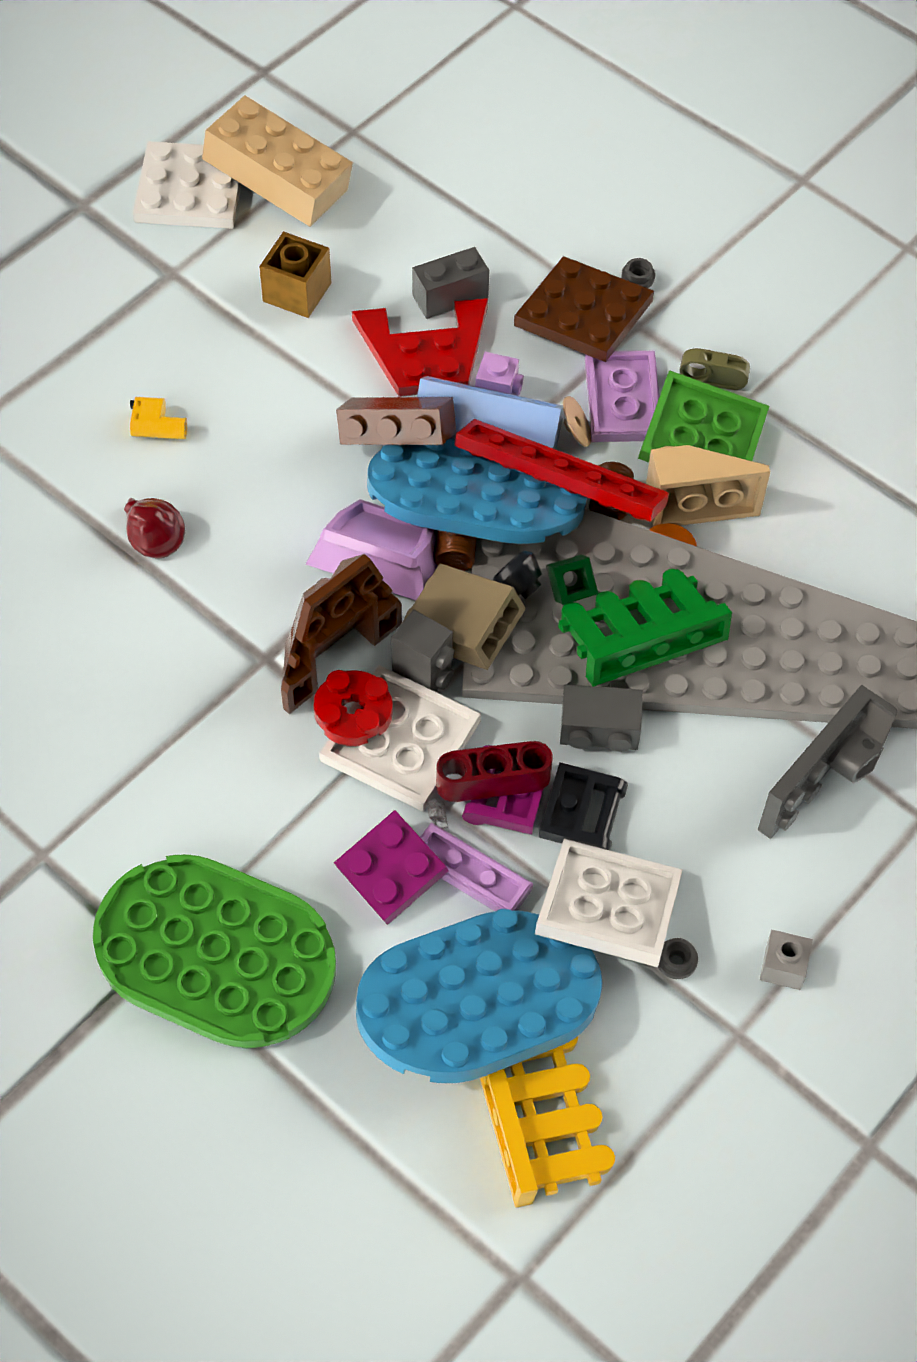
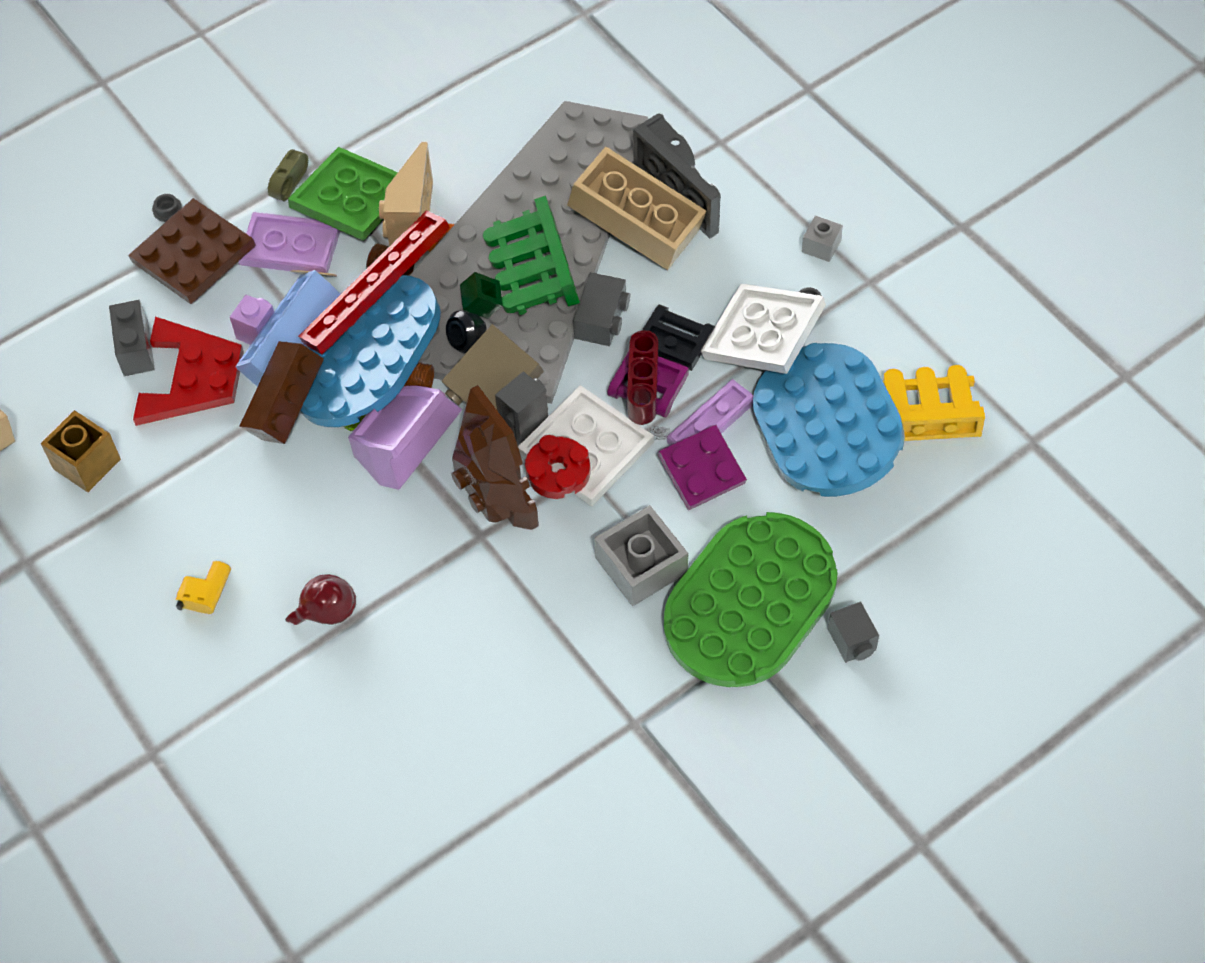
camera: 75 degrees left, 0 degrees up
(177, 1071) = (853, 632): none -> dark grey brick
(245, 814) = (641, 555): none -> light grey brick
(753, 721) = (636, 208): none -> tan brick

